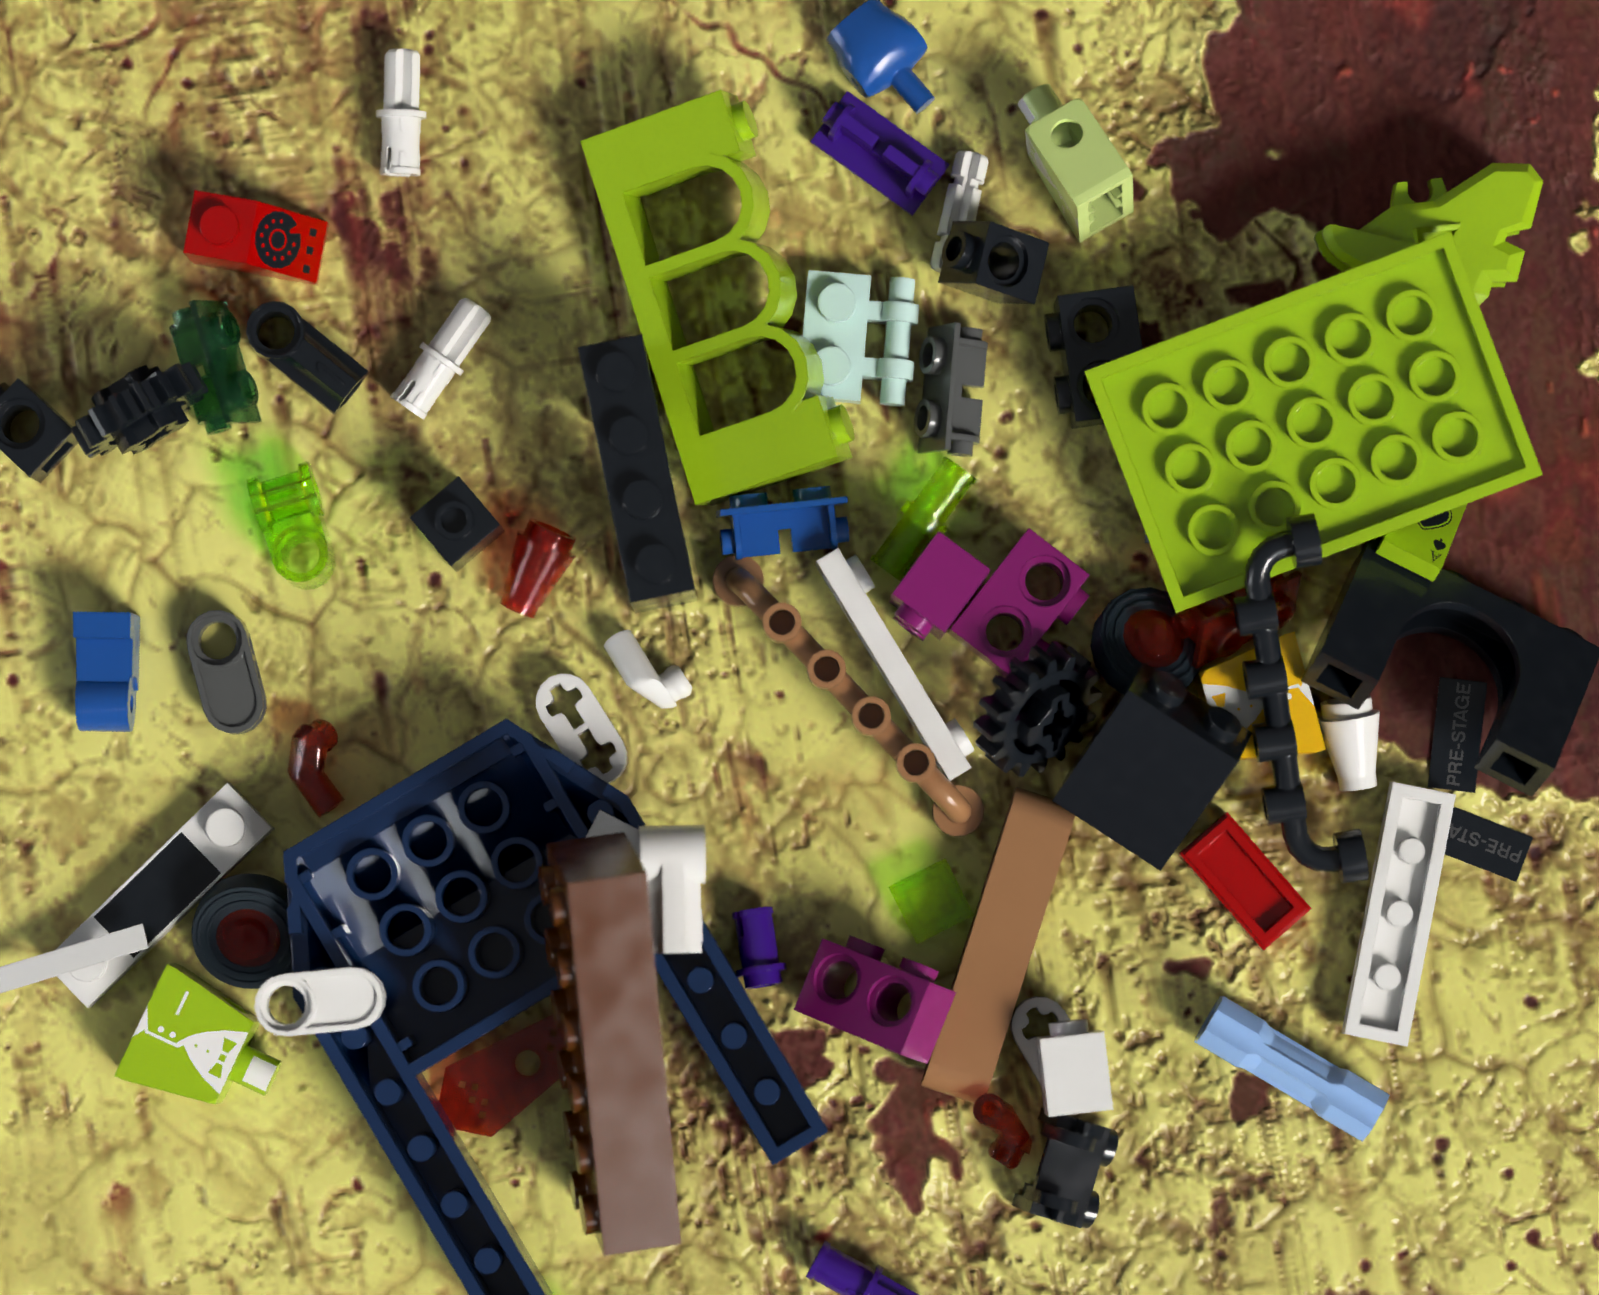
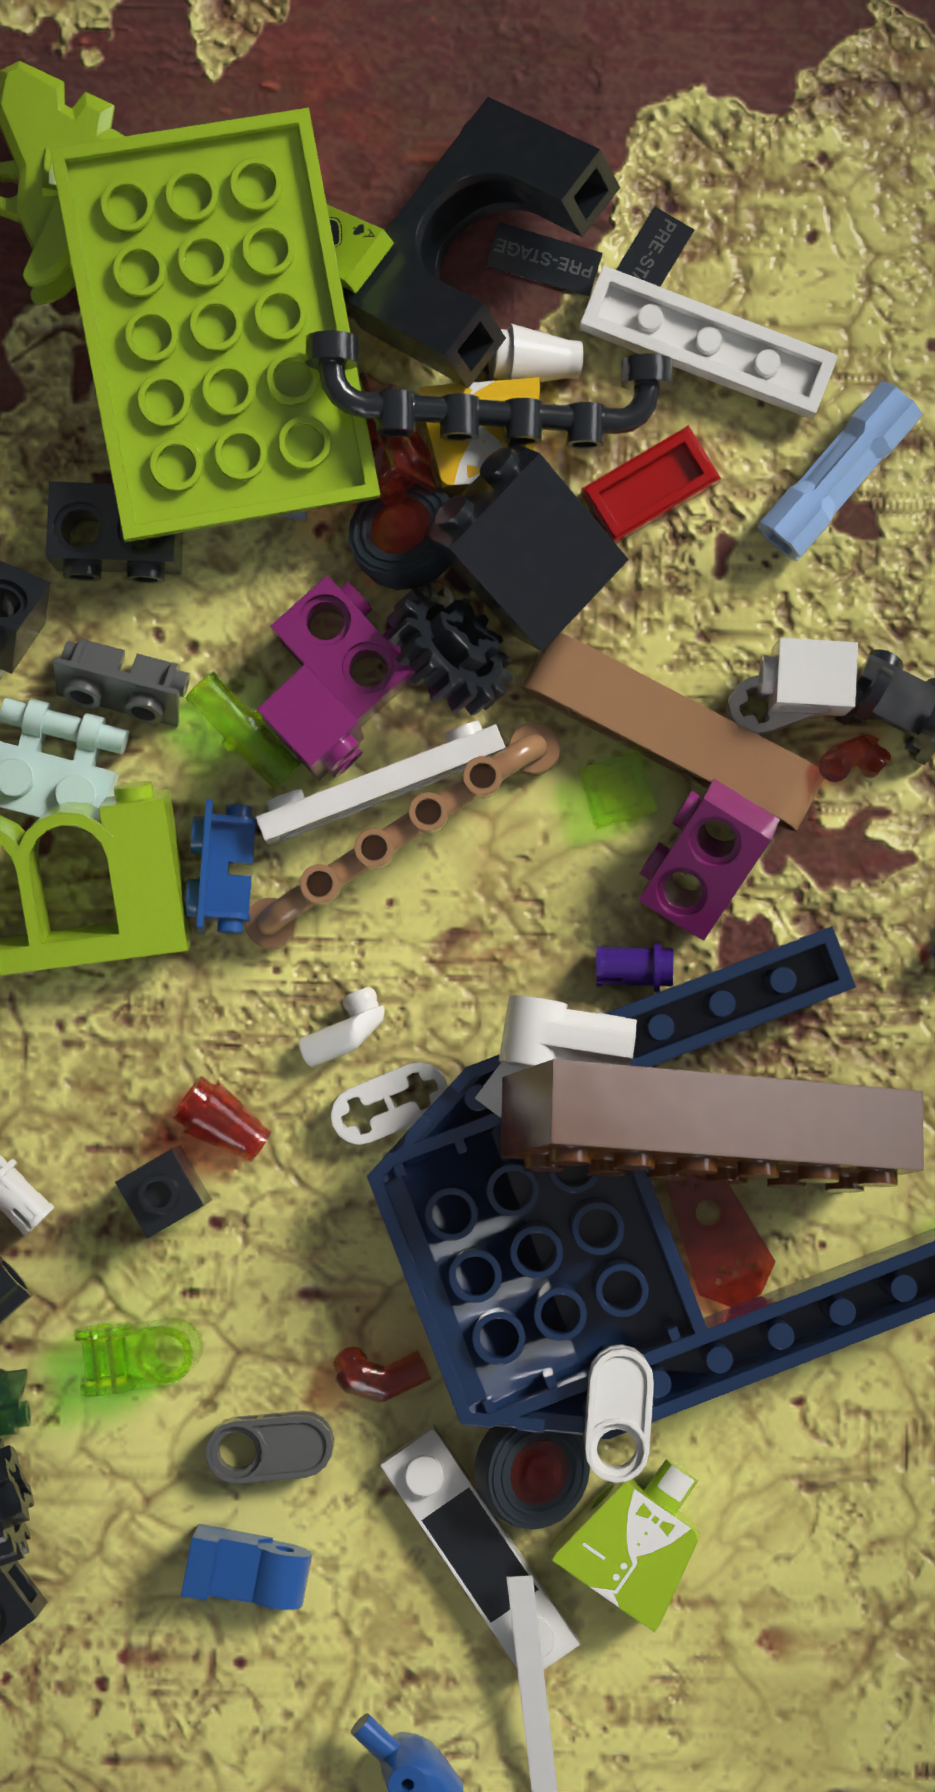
camera: 80 degrees left, 0 degrees up
(637, 474) = (142, 1000): black arch -> none

